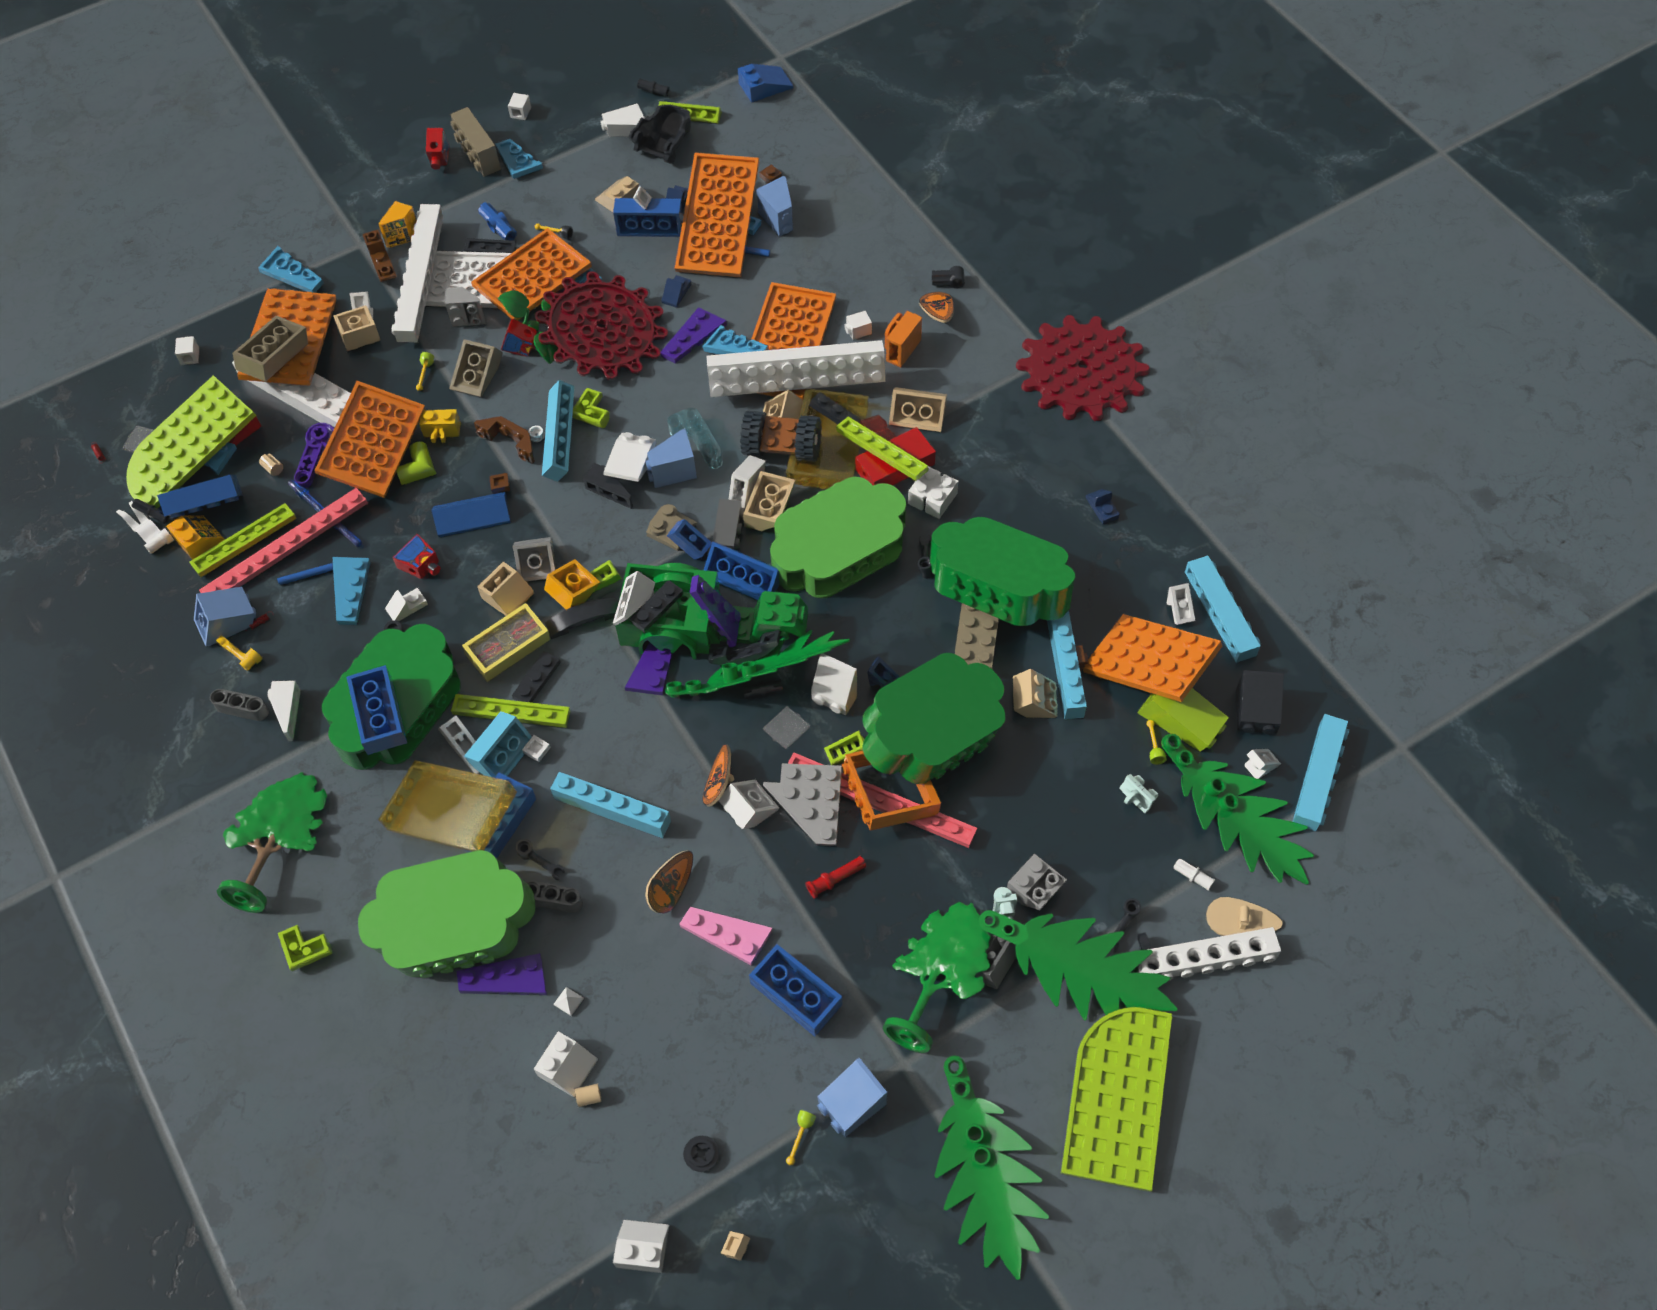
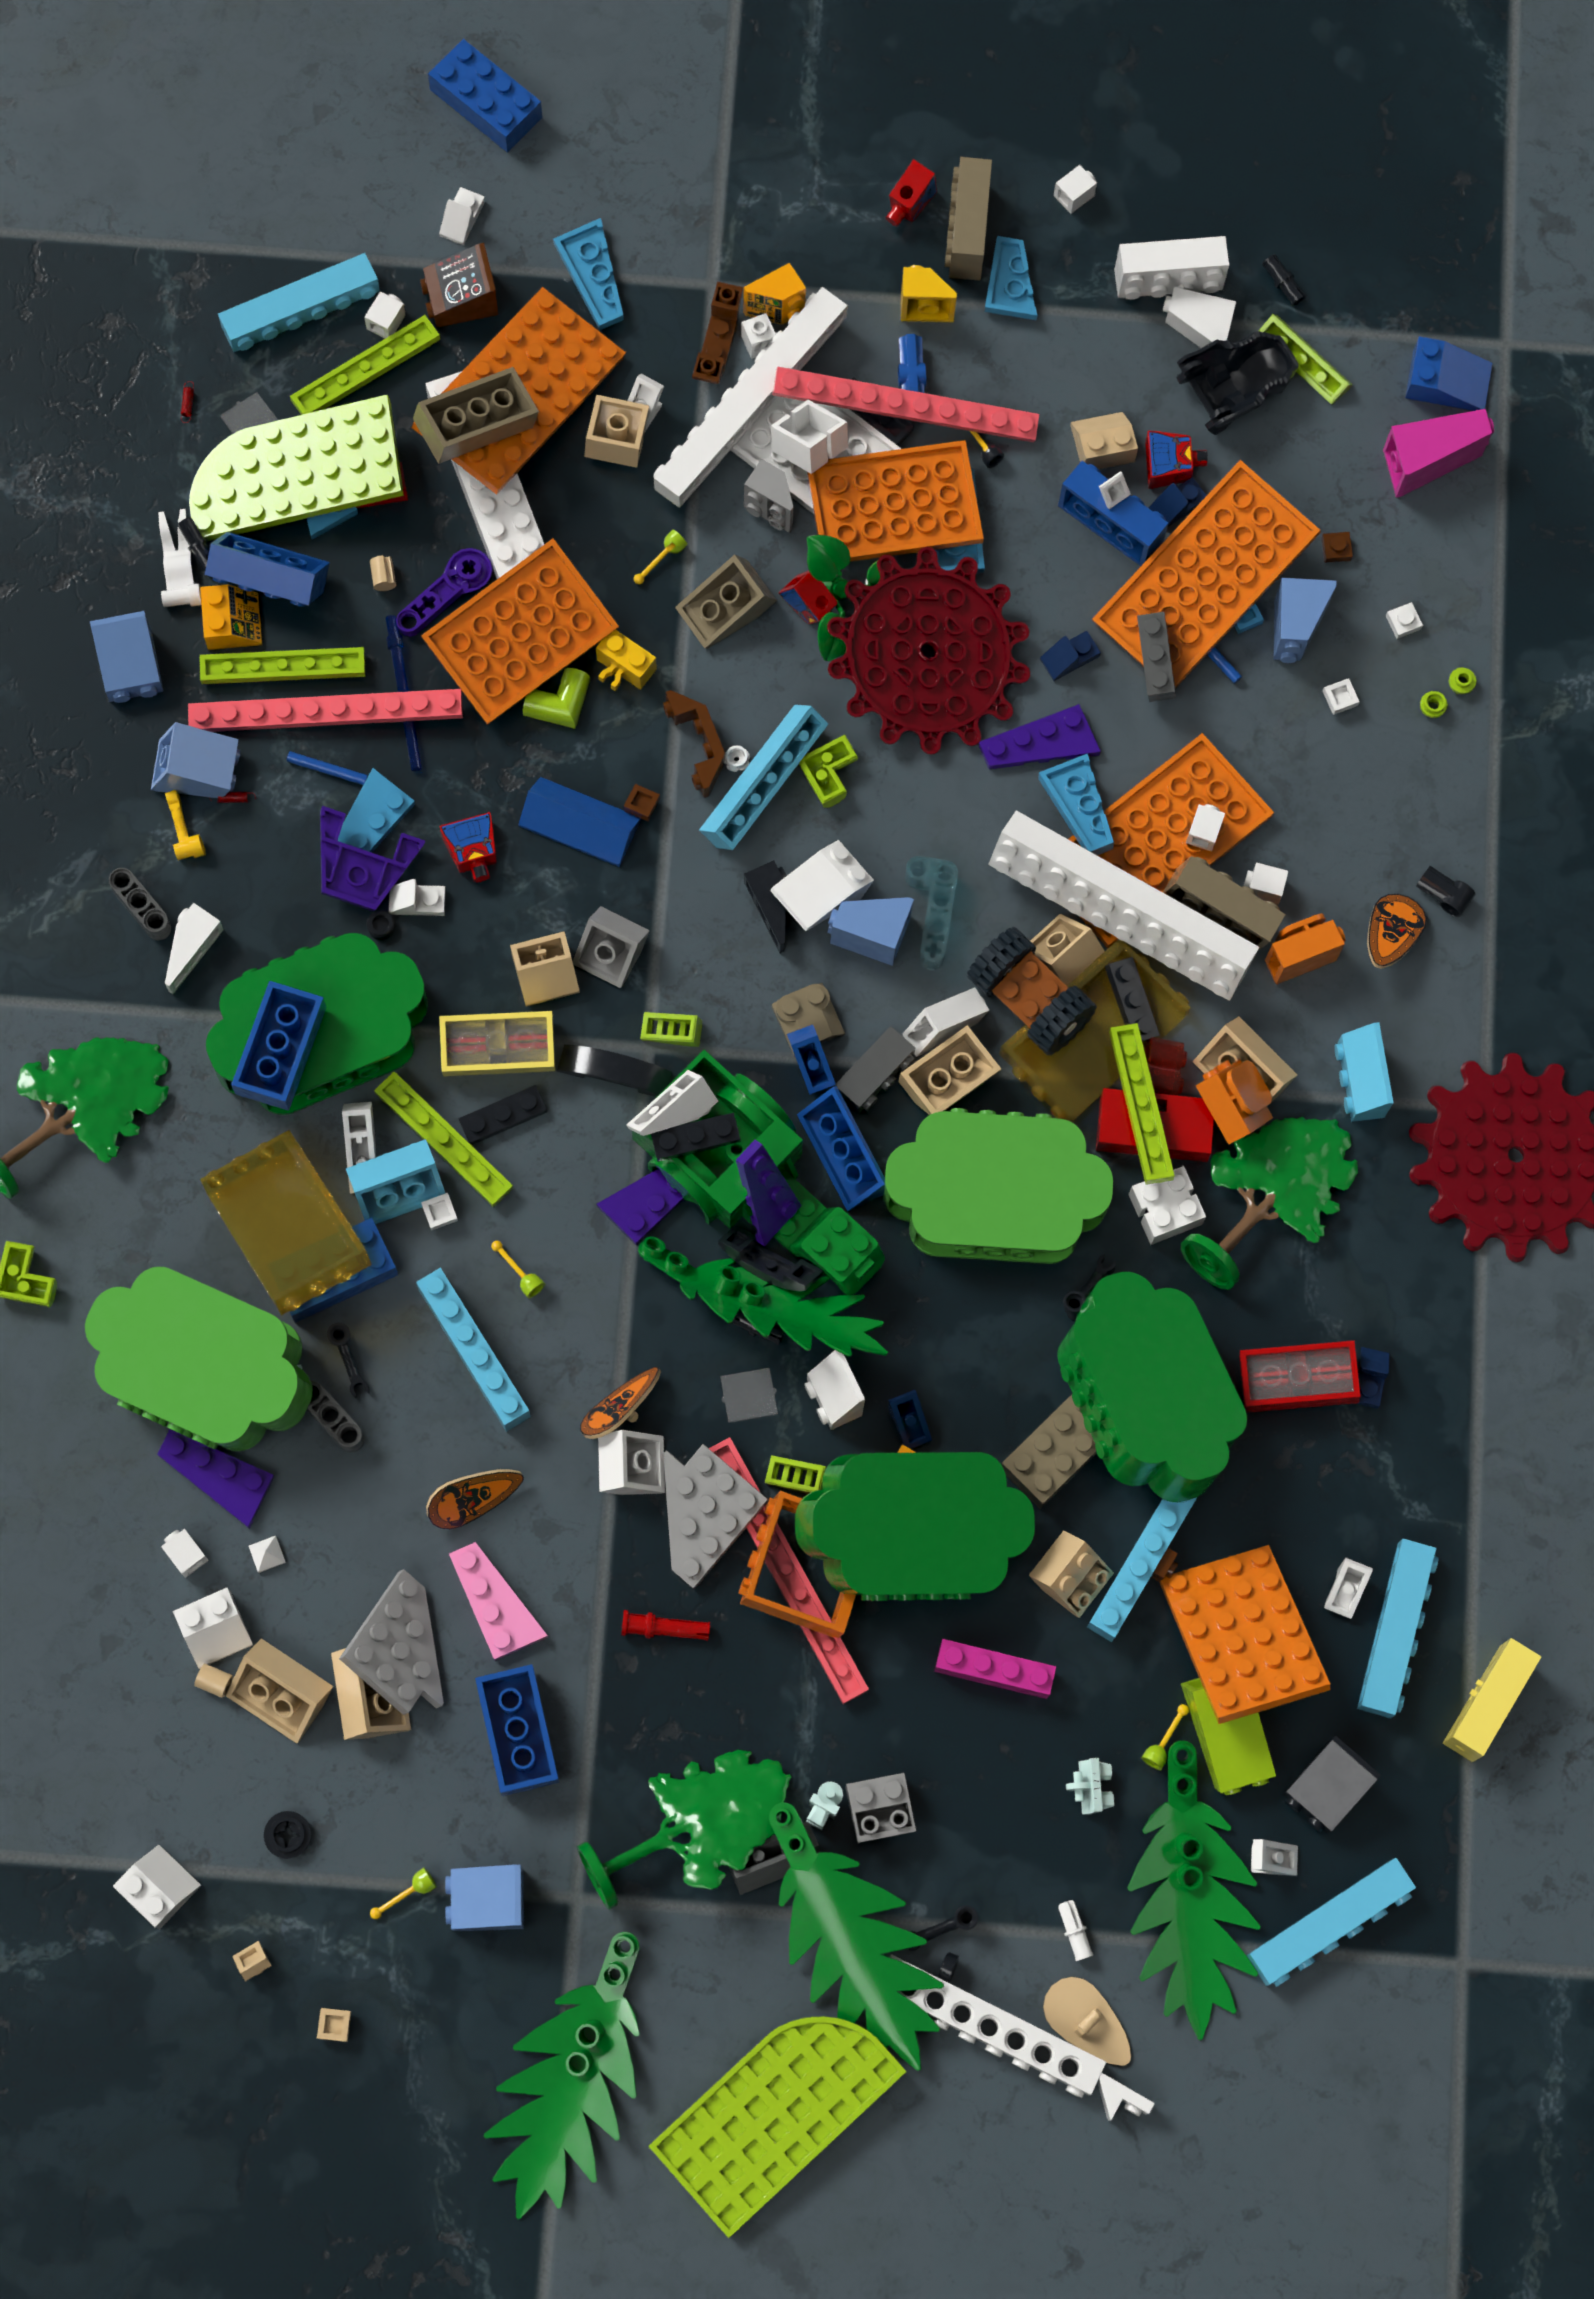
camera: 30 degrees right, 15 degrees up
(132, 371) = (299, 302): none -> medium azure brick
(144, 585) = (127, 656): none -> medium blue slope
(174, 229) = (485, 95): none -> blue brick
(193, 377) = (366, 366): none -> lime plate
(198, 287) = (461, 215): none -> white slope
(221, 313) = (460, 288): none -> slope
(361, 609) = (357, 874): none -> dark purple wing
(400, 247) = (757, 334): none -> white brick
(464, 266) = (814, 437): none -> white piece
(478, 183) = (926, 296): none -> yellow slope
(502, 231) = (905, 404): none -> coral plate
(516, 1034) = (184, 1552): none -> white brick
(571, 584) = (628, 1018): light orange slope -> none
(586, 109) = (1162, 265): none -> white brick
(617, 751) = (530, 1283): none -> hinge
(633, 1072) = (278, 1690): none -> tan slope
(657, 181) = (1171, 458): none -> torso
(688, 995) = (397, 1647): none -> light grey wing
(690, 1032) = (363, 1709): none -> tan slope
(721, 260) = (1156, 656): none -> dark grey brick
(782, 107) = (1434, 447): none -> dark pink slope
(808, 316) = (1205, 827): none -> white brick
(816, 1246) = (334, 2024): none -> tan plate
(826, 230) = (1341, 696): none -> white plate
(829, 184) = (1404, 620): none -> white plate
(844, 332) = (1224, 901): none -> dark tan brick
(873, 208) = (1436, 697): none -> lime plate
(878, 192) = (1457, 686): none -> lime plate
(927, 418) = (1236, 1098): none -> orange brick
(980, 371) = (1364, 1073): none -> medium azure slope
(983, 435) = (1295, 1168): none -> green plant
(1036, 769) = (995, 1669): none -> dark pink brick
(1072, 520) = (1299, 1376): none -> clear brick
(1292, 942) = (1114, 2092): none -> white slope
(1300, 606) = (1491, 1700): none -> light yellow brick

